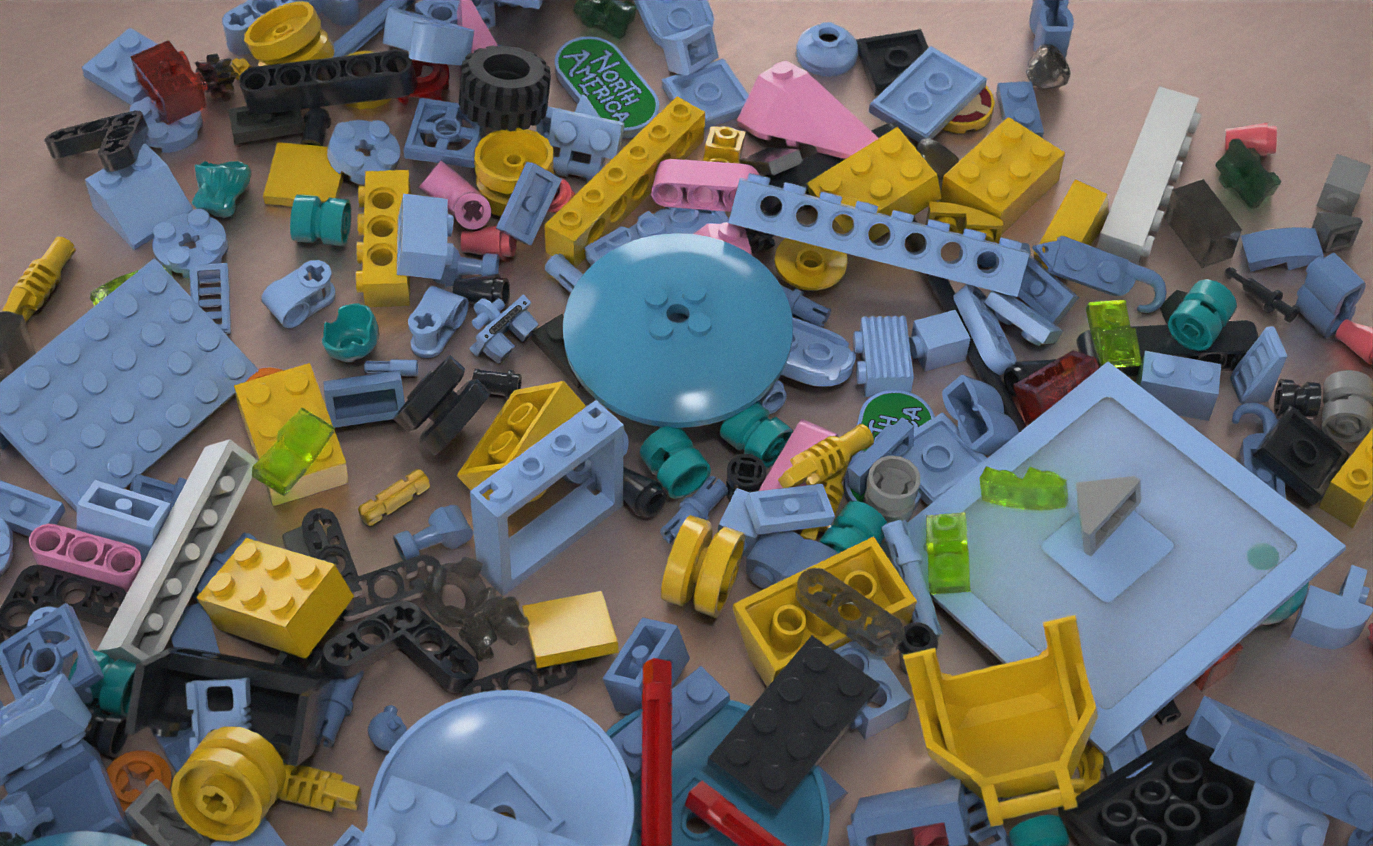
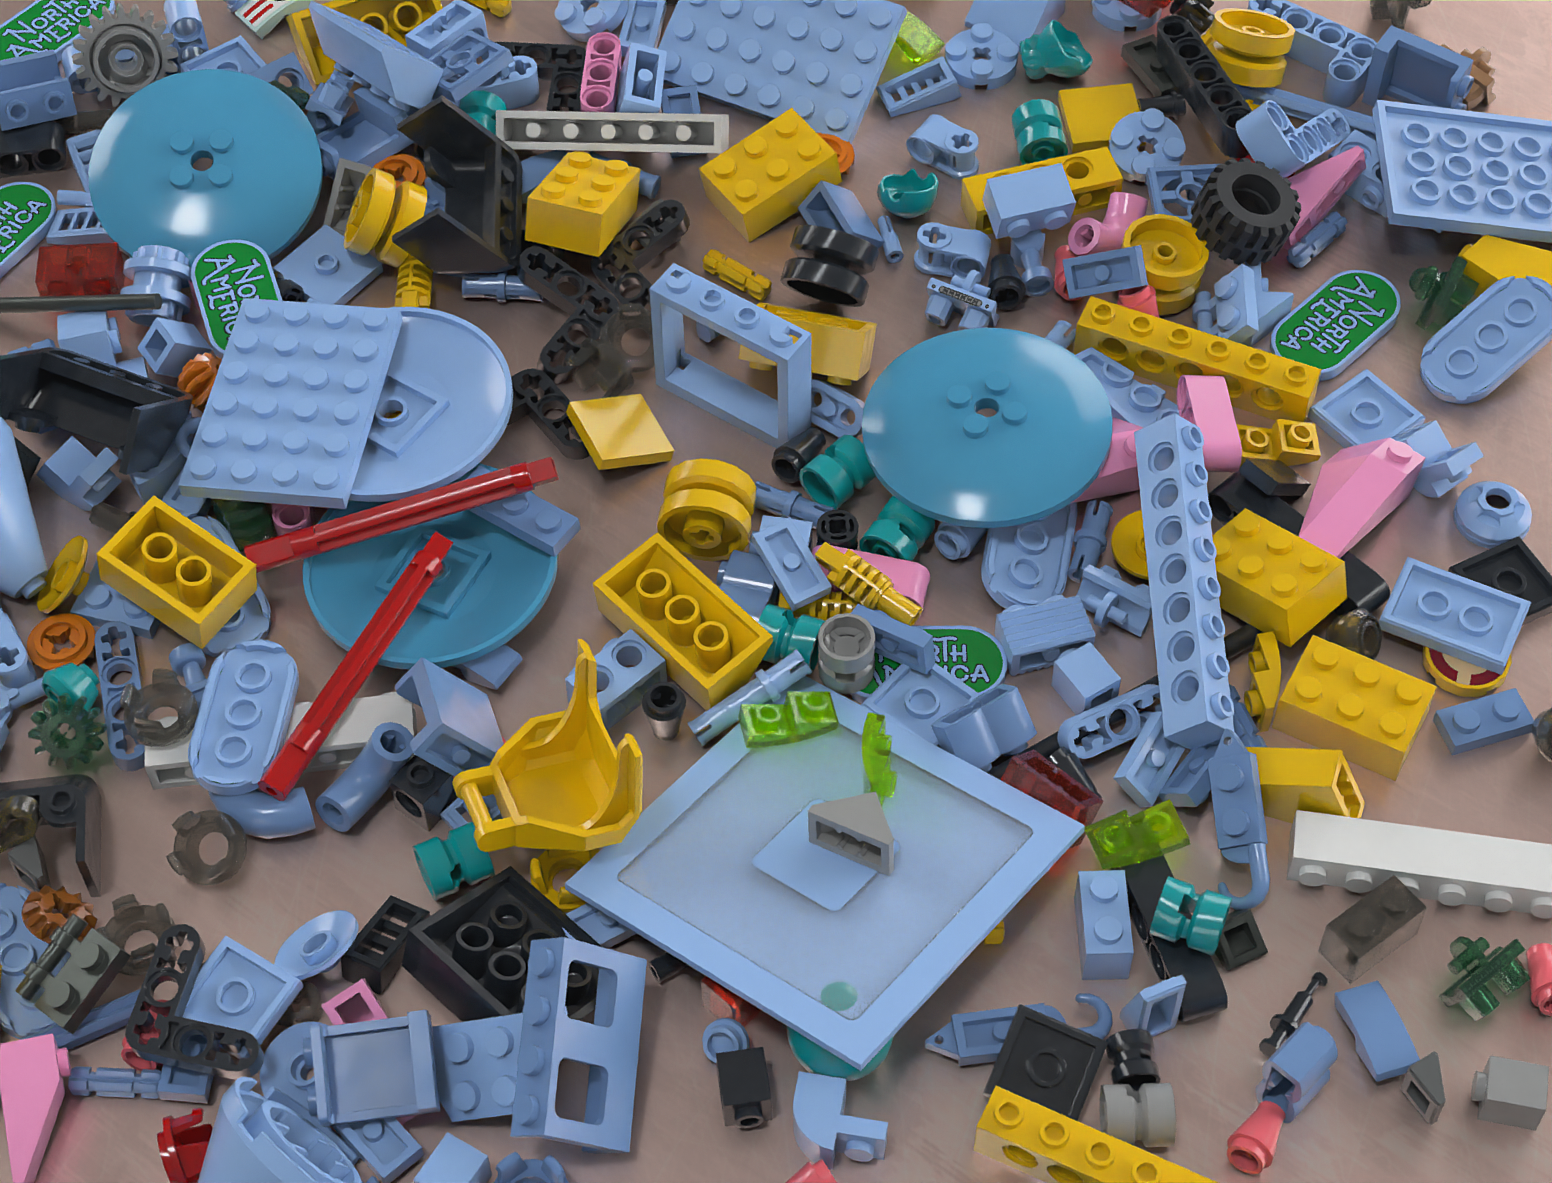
camera: 80 degrees right, 0 degrees up
(206, 720) = (445, 189): light blue piece -> none
(294, 452) = (725, 167): clear neon green slope -> none
(386, 728) = (488, 322): medium blue piece -> none
(499, 382) = (896, 326): black pin -> none
(647, 641) = (604, 487): medium blue brick -> none
(690, 49) = (1412, 378): light blue slope -> none
(792, 45) = (1443, 465): none -> light blue brick
(793, 725) = (533, 605): black plate -> none
(845, 594) = (670, 644): clear smoke beam -> none
(865, 297) = (1115, 600): none -> light blue hips
(1251, 674) = (724, 1036): none -> light blue plate
(1297, 667) = (744, 1087): none -> black brick

